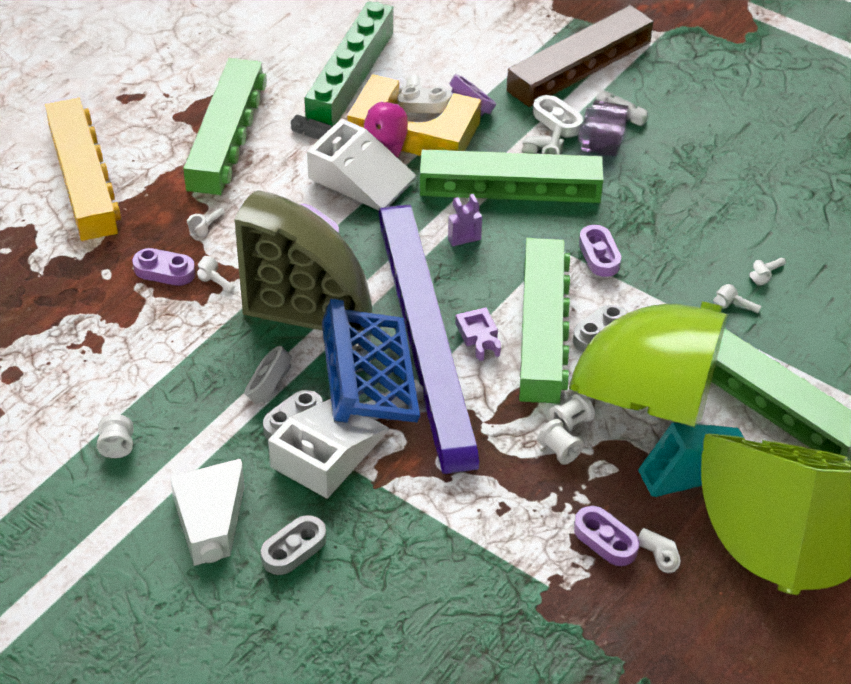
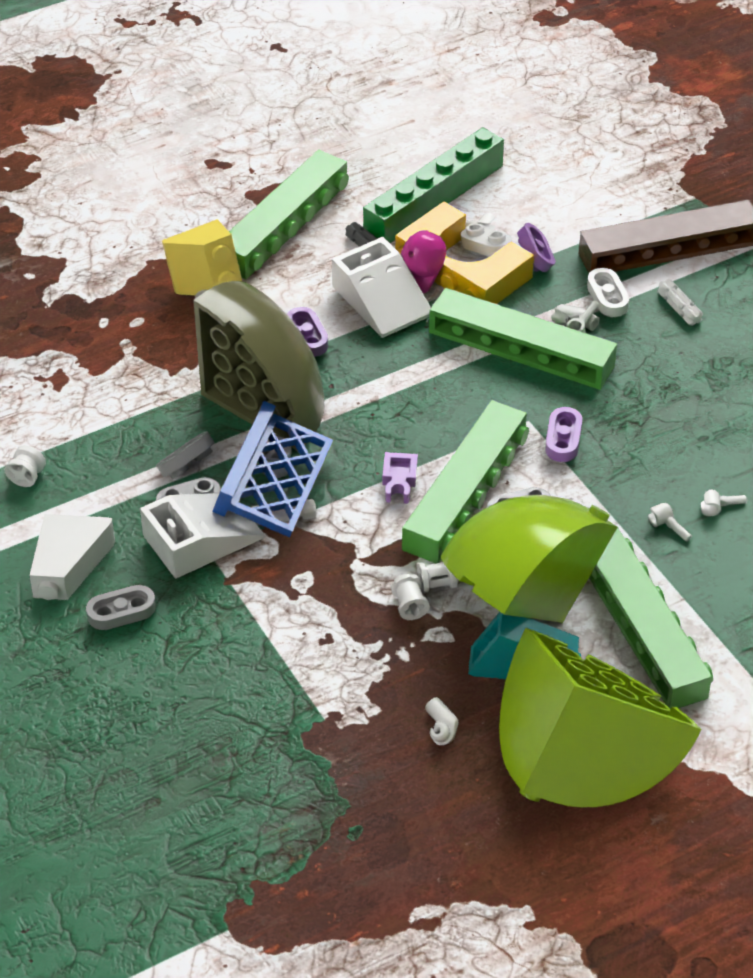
camera: 25 degrees right, 0 degrees up
(82, 170) = (131, 219): brick -> none
(163, 266) = (155, 330): medium lavender plate -> none
(183, 186) = (201, 258): none -> light yellow slope
(207, 271) = (189, 346): white hand -> none
(428, 342) = (347, 466): beam -> none
(466, 224) = (446, 369): medium lavender plate -> none
(603, 127) = (646, 317): clear purple brick -> none
(608, 537) = (400, 695): medium lavender plate -> none

